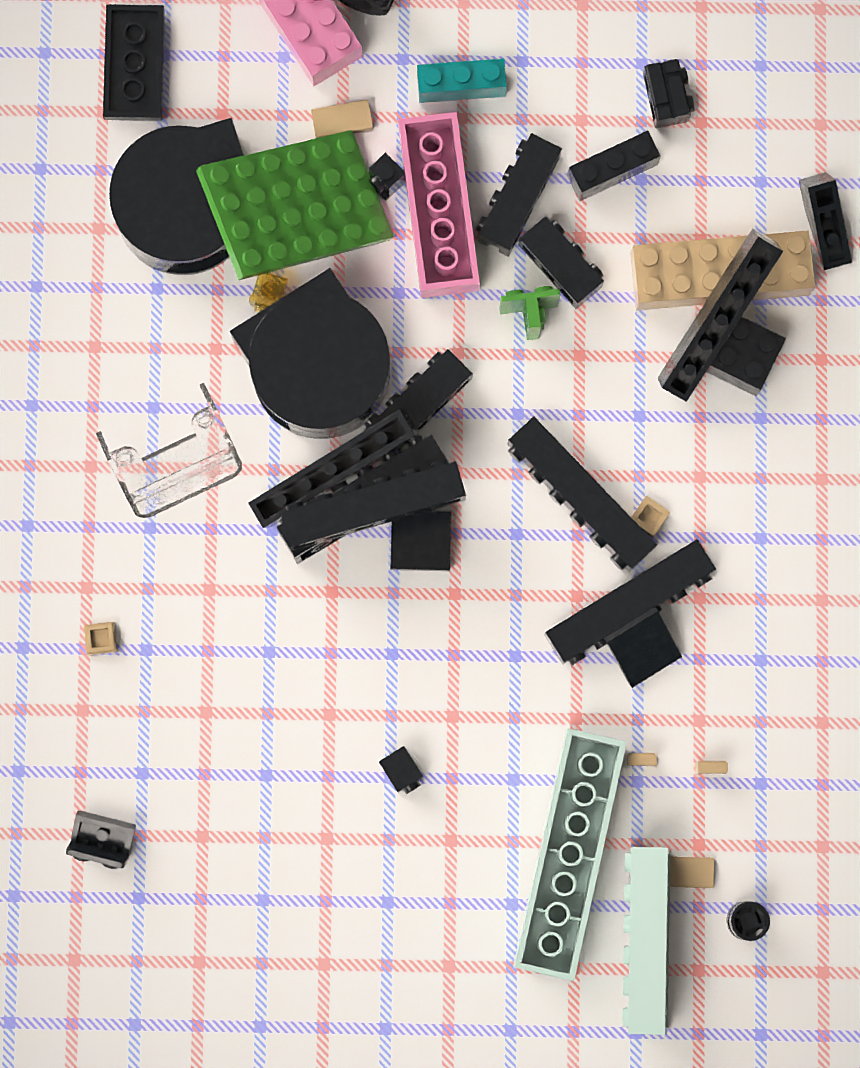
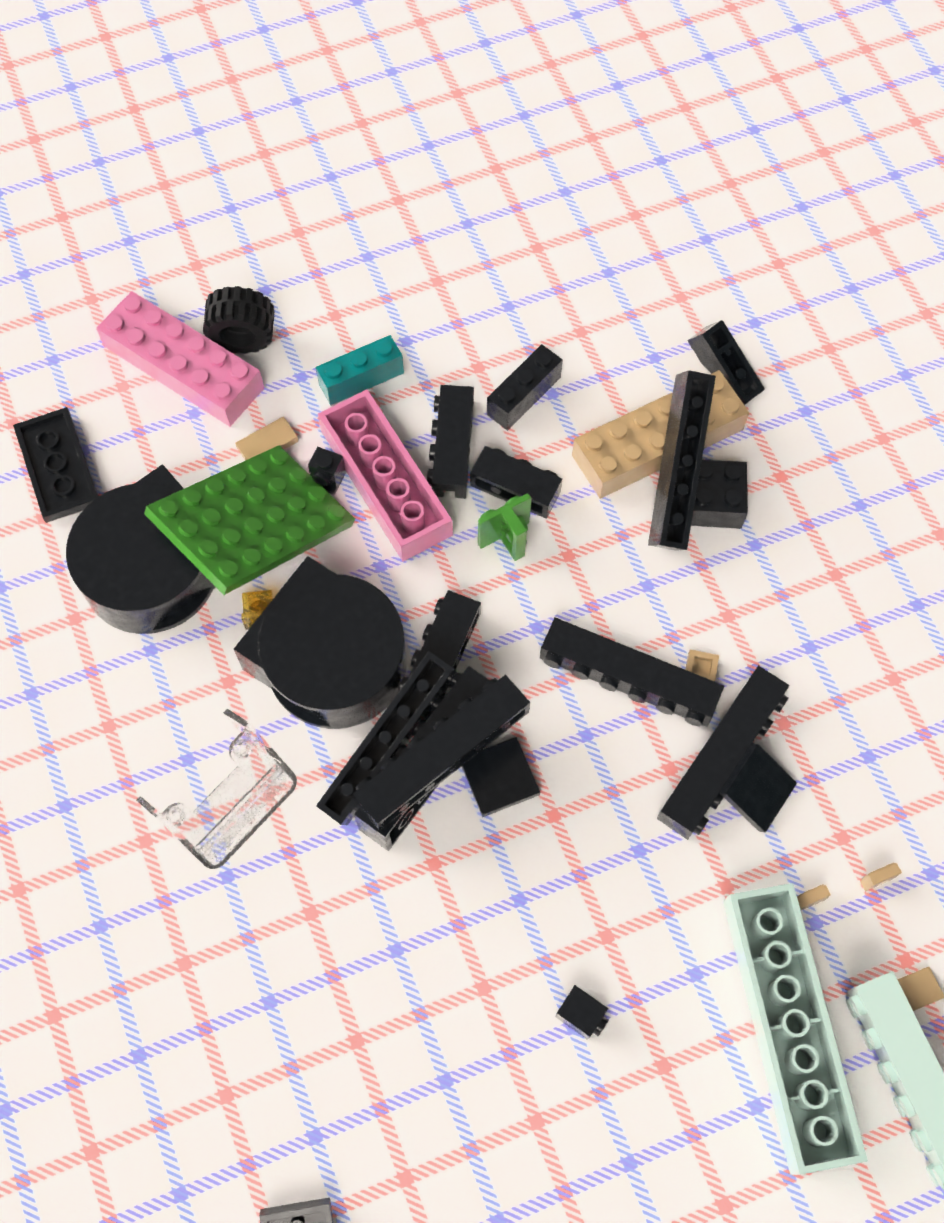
camera: 20 degrees left, 15 degrees down
(100, 638) = (217, 1010): tan tile -> none
(667, 93) = (542, 316): black brick -> none

